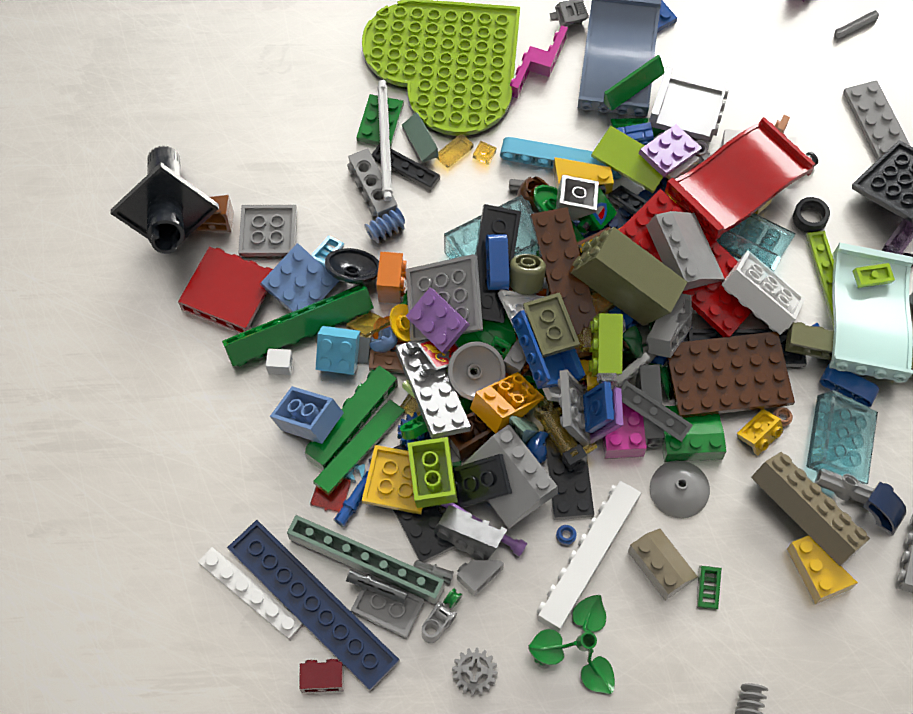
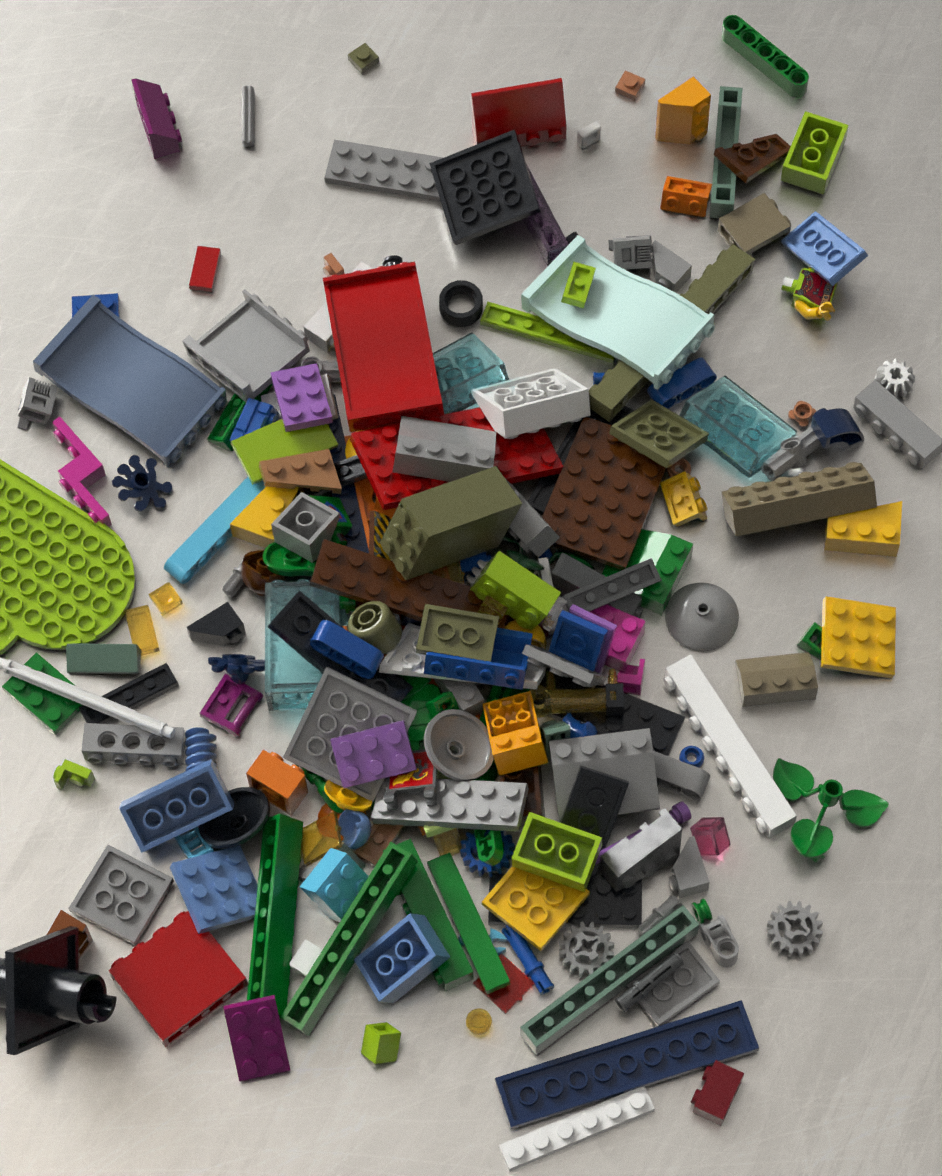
camera: 60 degrees left, 0 degrees up
(206, 355) = (256, 1038): none -> magenta plate
(246, 434) = (381, 1043): none -> lime panel
(293, 489) = (478, 1021): none -> clear yellow plate
(303, 374) = (349, 939): none -> green brick
(332, 158) = (76, 773): none -> lime bracket
(339, 226) = (176, 805): none -> medium blue brick
(388, 538) = (577, 955): none -> light grey gear
(431, 221) = (224, 701): none -> magenta plate
(456, 211) = (237, 666): none -> dark blue animal
(482, 190) = (218, 627): none -> black slope
(513, 576) = (711, 835): none -> clear pink panel
(545, 530) = (680, 776): none -> light grey beam
(552, 96) = (141, 483): none -> dark blue animal
(601, 465) = (632, 678): none -> dark pink panel
(617, 177) = (304, 470): none -> medium nougat wing
(634, 83) = (188, 387): green slope -> none
(729, 56) = (204, 268): none -> red tile
(730, 606) = (858, 637): none -> yellow plate
(796, 385) = (659, 433): none -> olive plate
(887, 475) = (802, 407): none -> nougat plate

